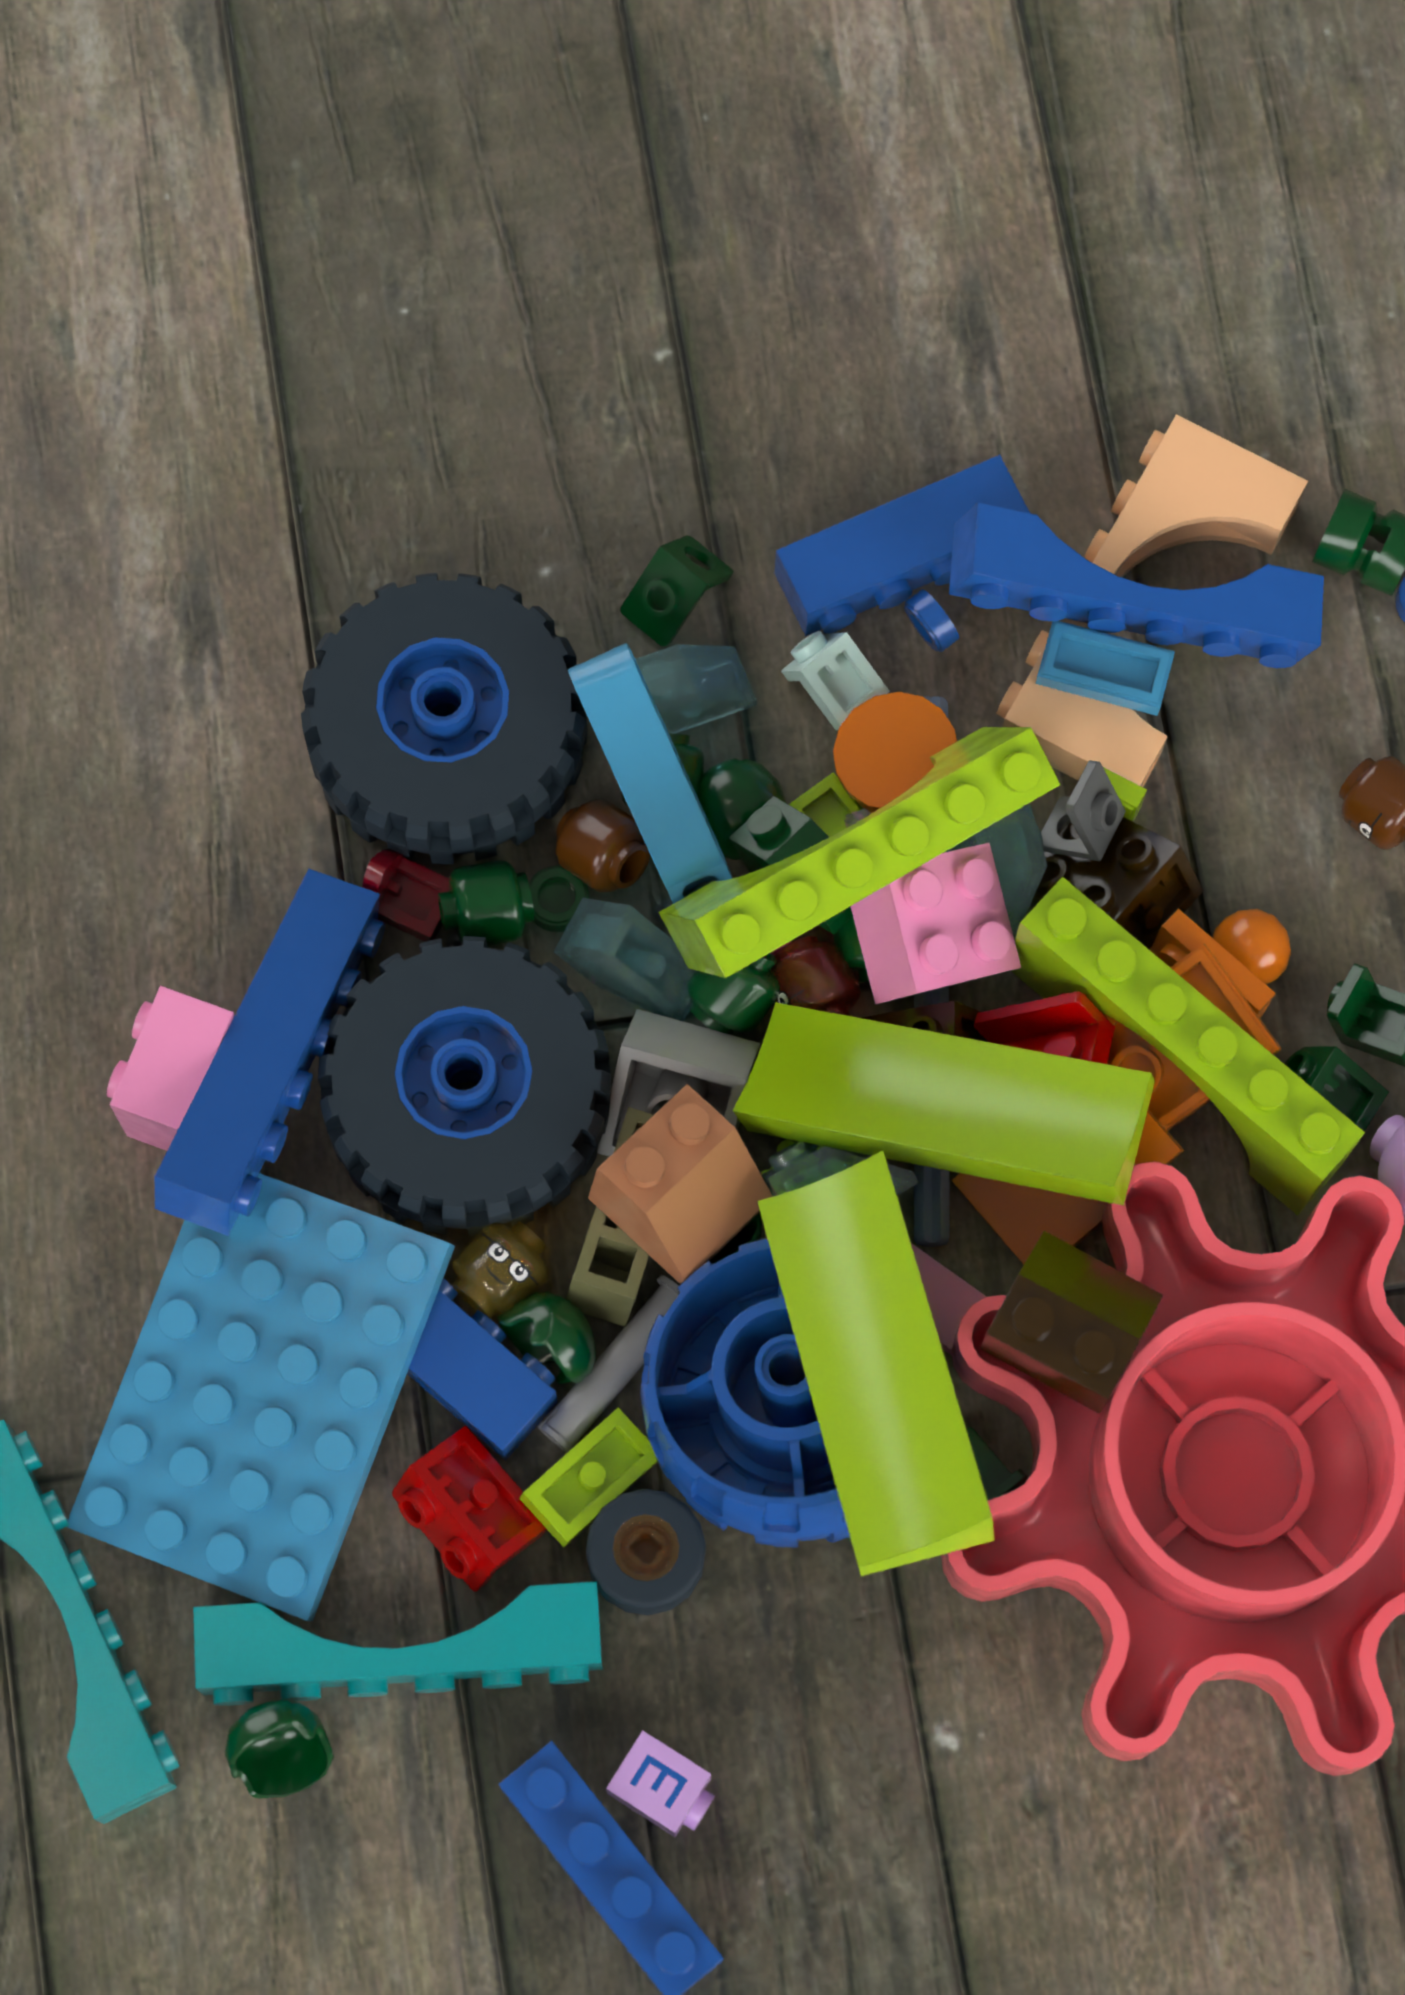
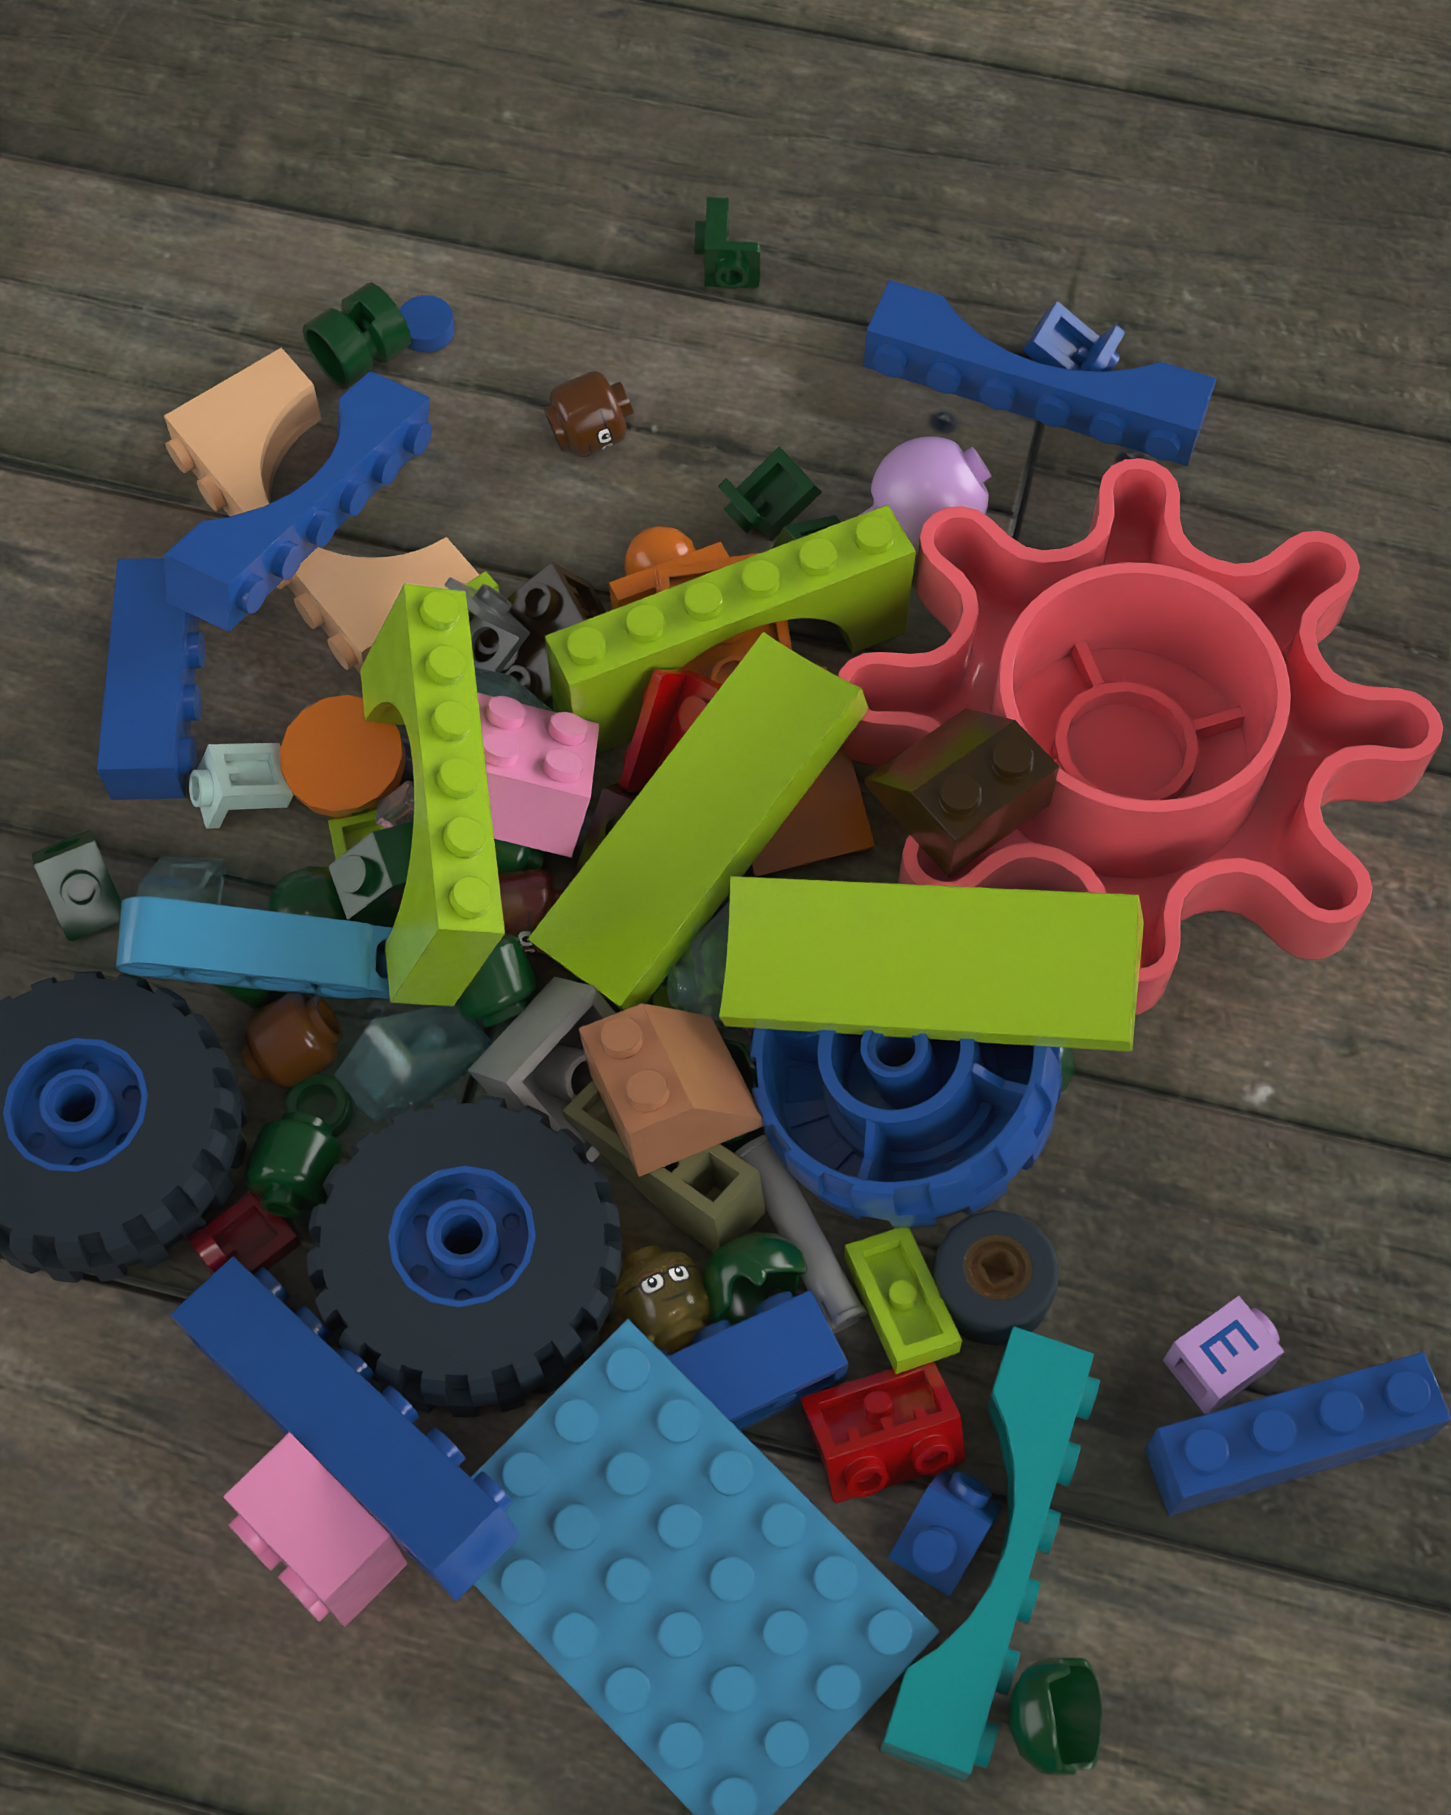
camera: 65 degrees left, 10 degrees down
(403, 1597) = (946, 1530): none -> blue bracket
(931, 621) = (233, 683): blue tile -> none
(1105, 667) = (360, 554): dark azure tile -> none

